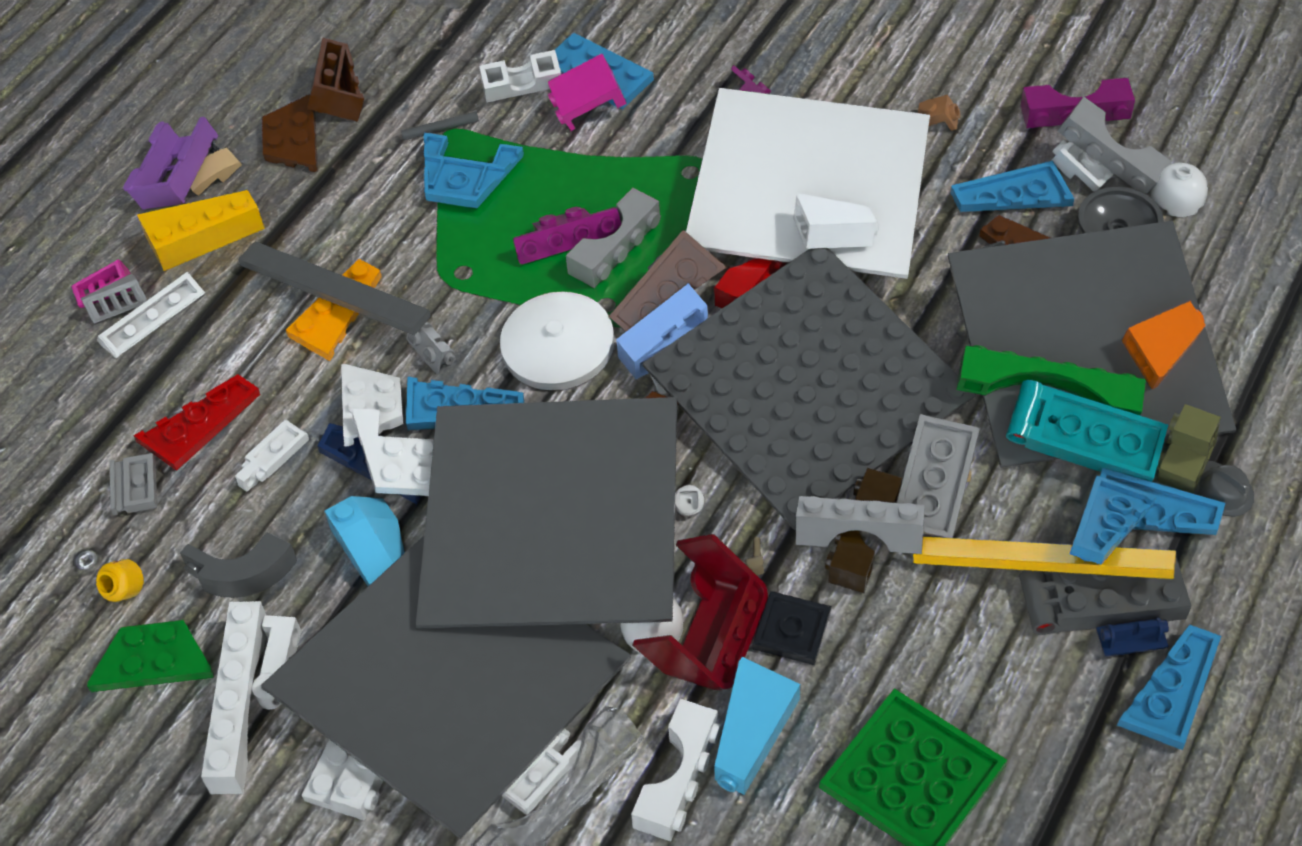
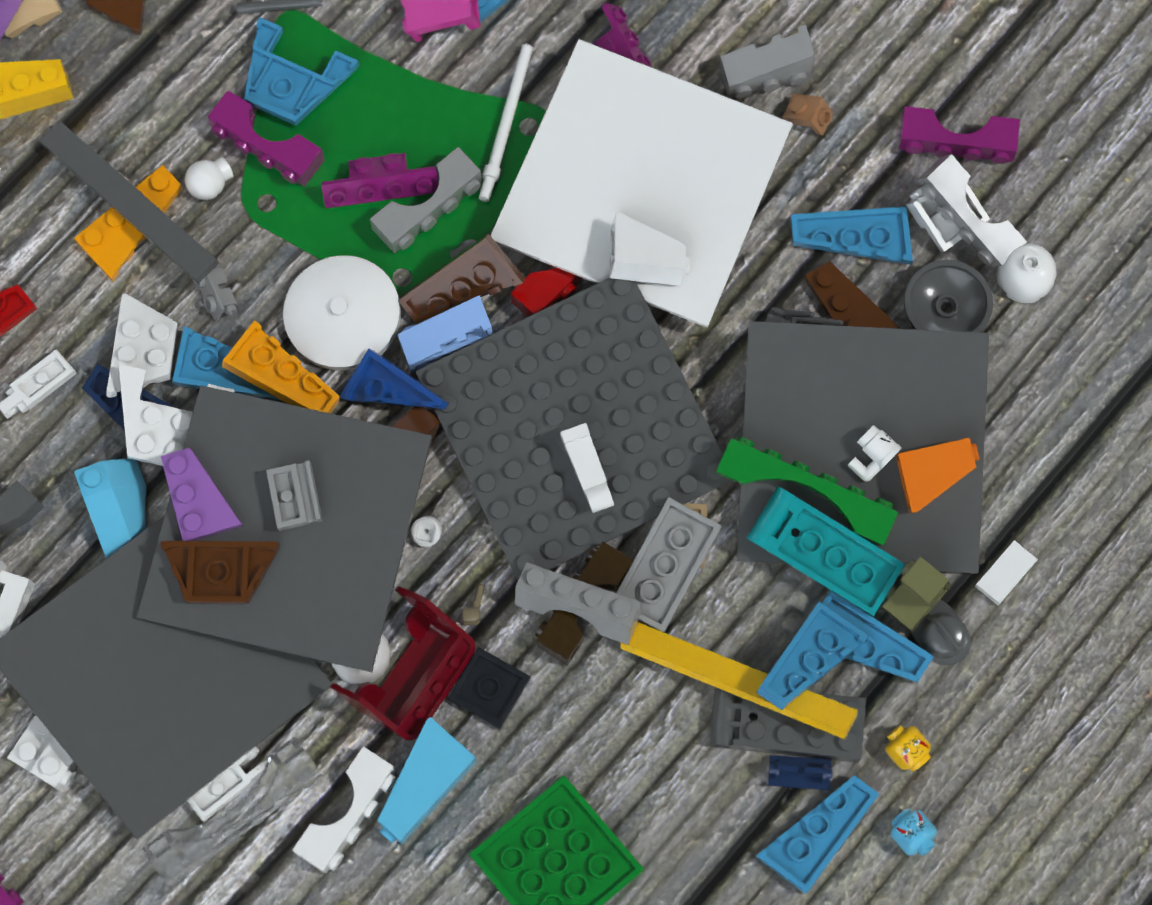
camera: 10 degrees right, 20 degrees up
(404, 259) = (207, 178): none -> white piece
(456, 502) = (195, 497): none -> medium lavender wing
(479, 229) = (294, 157): none -> magenta arch
(493, 386) = (272, 369): none -> light orange wing
(493, 557) = (219, 569): none -> reddish brown wing
(554, 474) = (294, 495): none -> light grey plate
(620, 380) = (385, 383): none -> blue wing
(667, 205) = (492, 171): none -> white bar
(832, 404) = (587, 467): none -> white leg
(895, 82) = (768, 66): none -> light grey wedge
(1106, 332) = (878, 448): none -> white piece
(1232, 589) = (908, 747): none -> yellow head
(1262, 425) = (1006, 573): none -> white tile
(1270, 665) = (913, 832): none -> medium azure head

